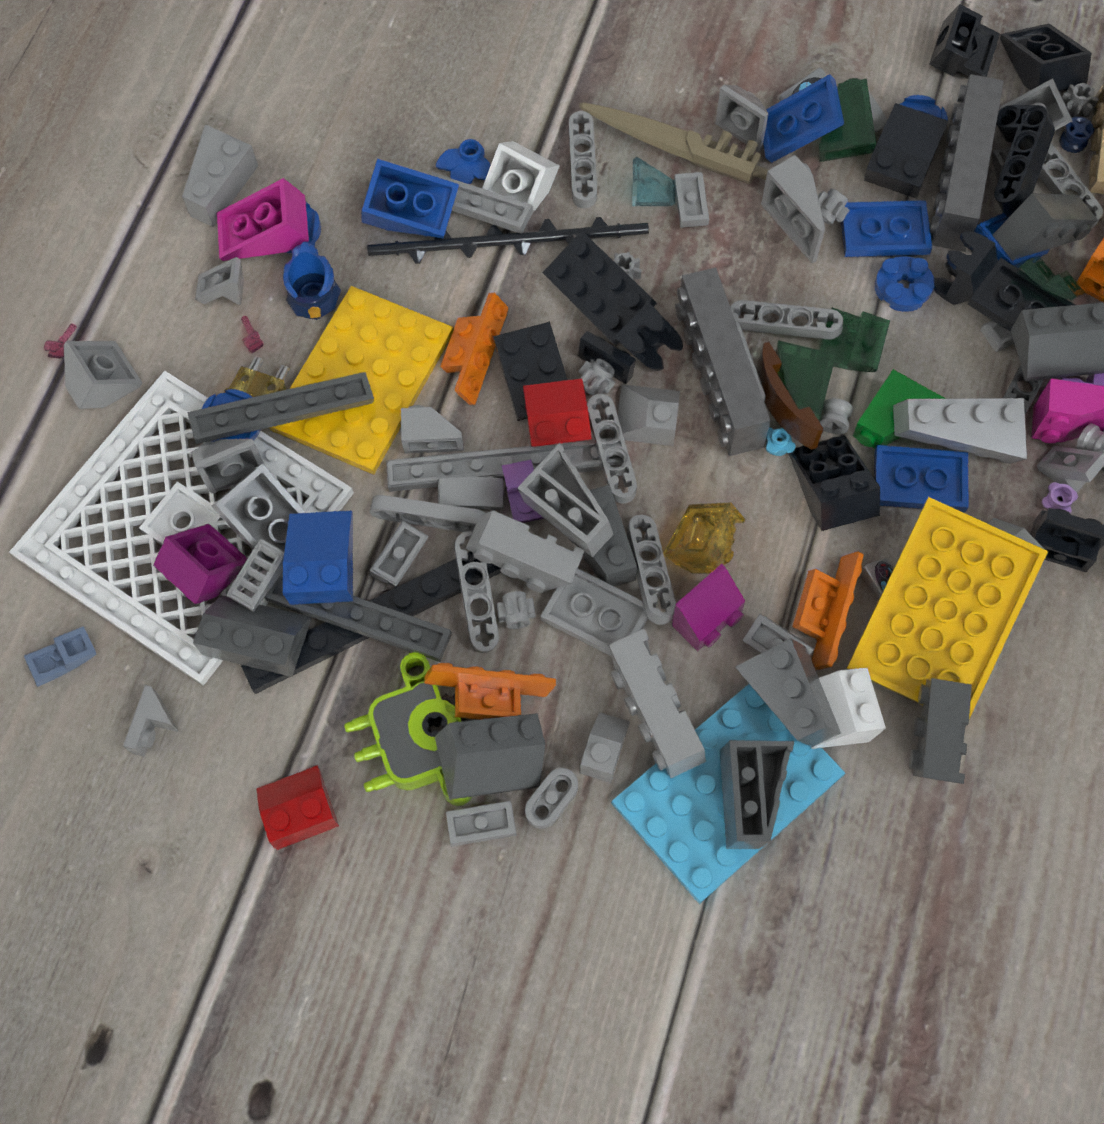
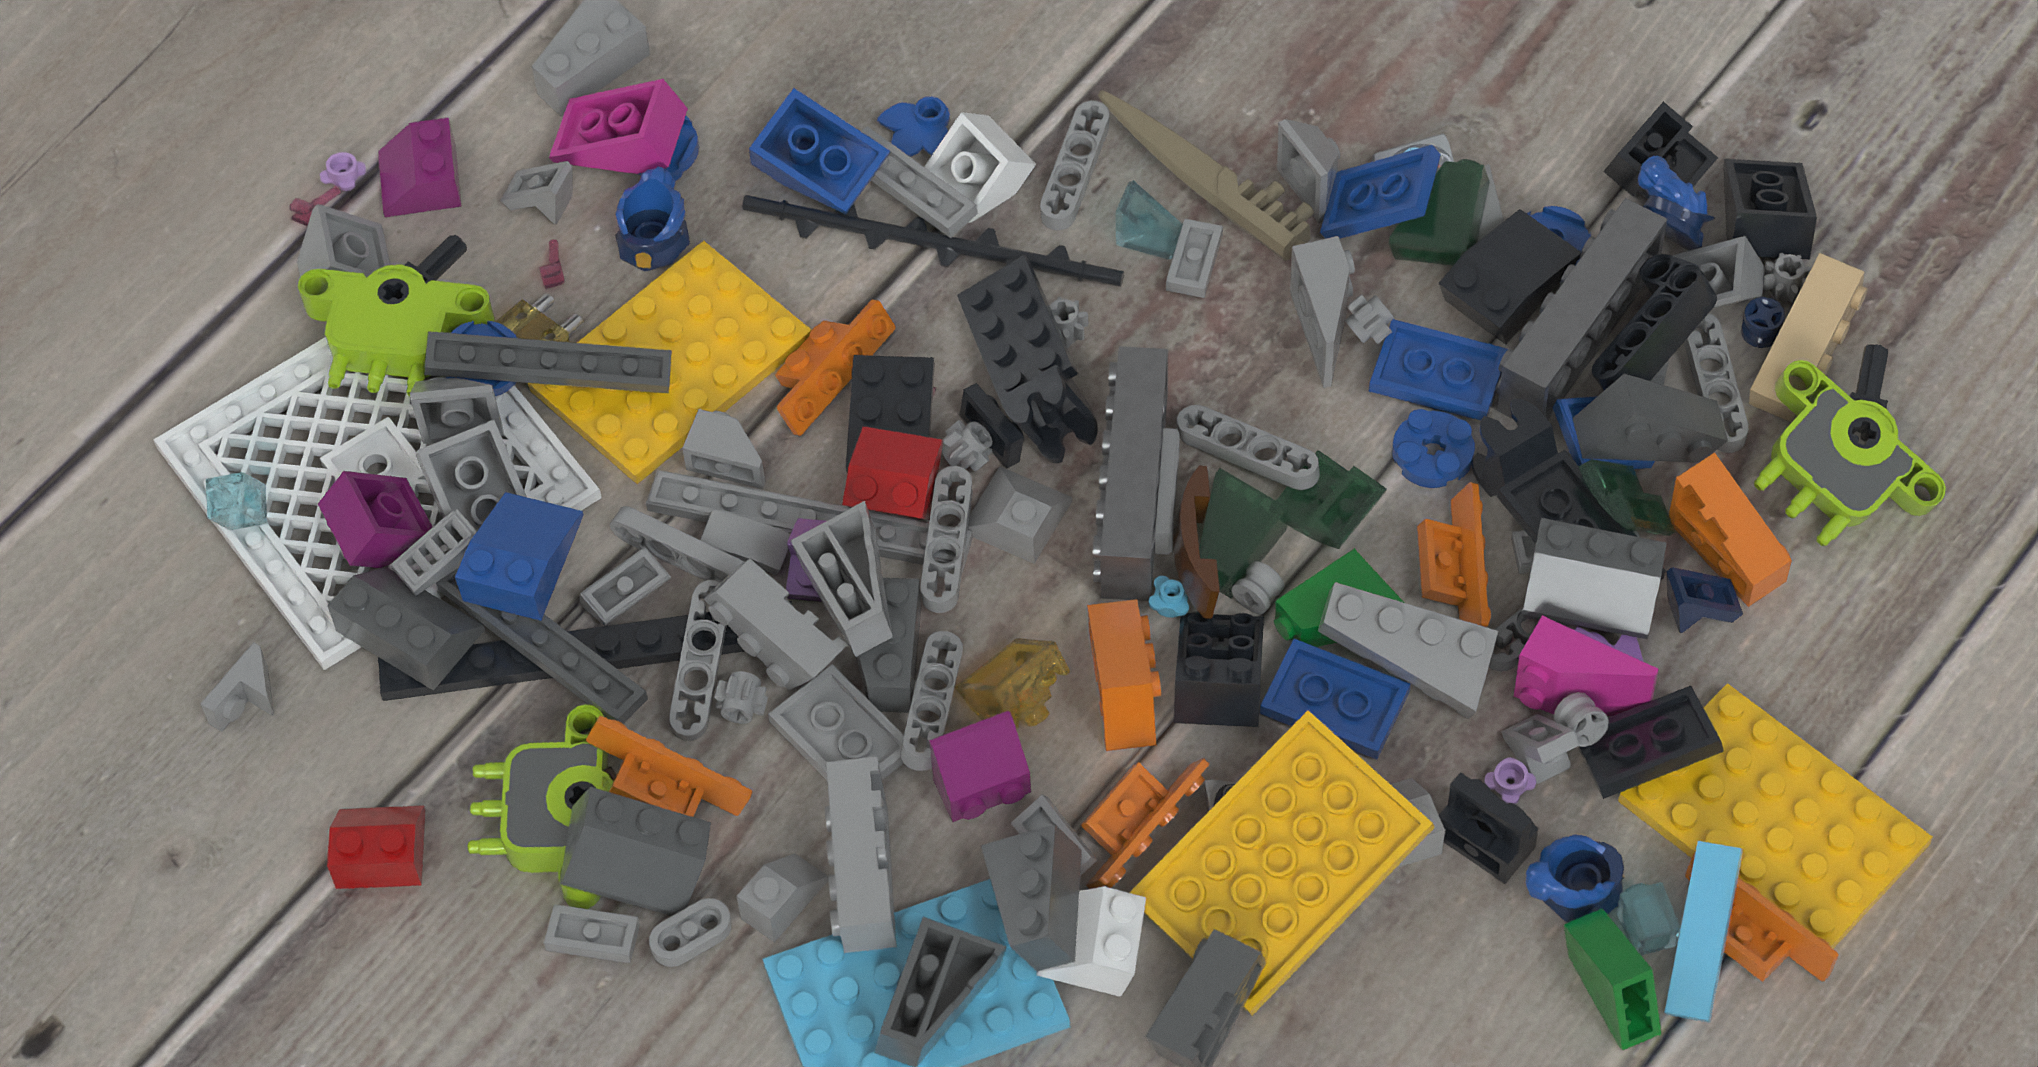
camera: 20 degrees right, 10 degrees down
(61, 657) = (166, 585): sand blue slope -> none
(72, 311) = (342, 171): none -> lavender plate
(91, 582) = (236, 501): none -> clear light blue brick
(128, 294) = (420, 169): none -> magenta slope
(152, 406) = (385, 319): none -> lime piece
(775, 504) = (1124, 673): none -> orange wedge
(958, 354) = (1454, 558): none -> orange bracket
(996, 64) = (1675, 201): none -> piece

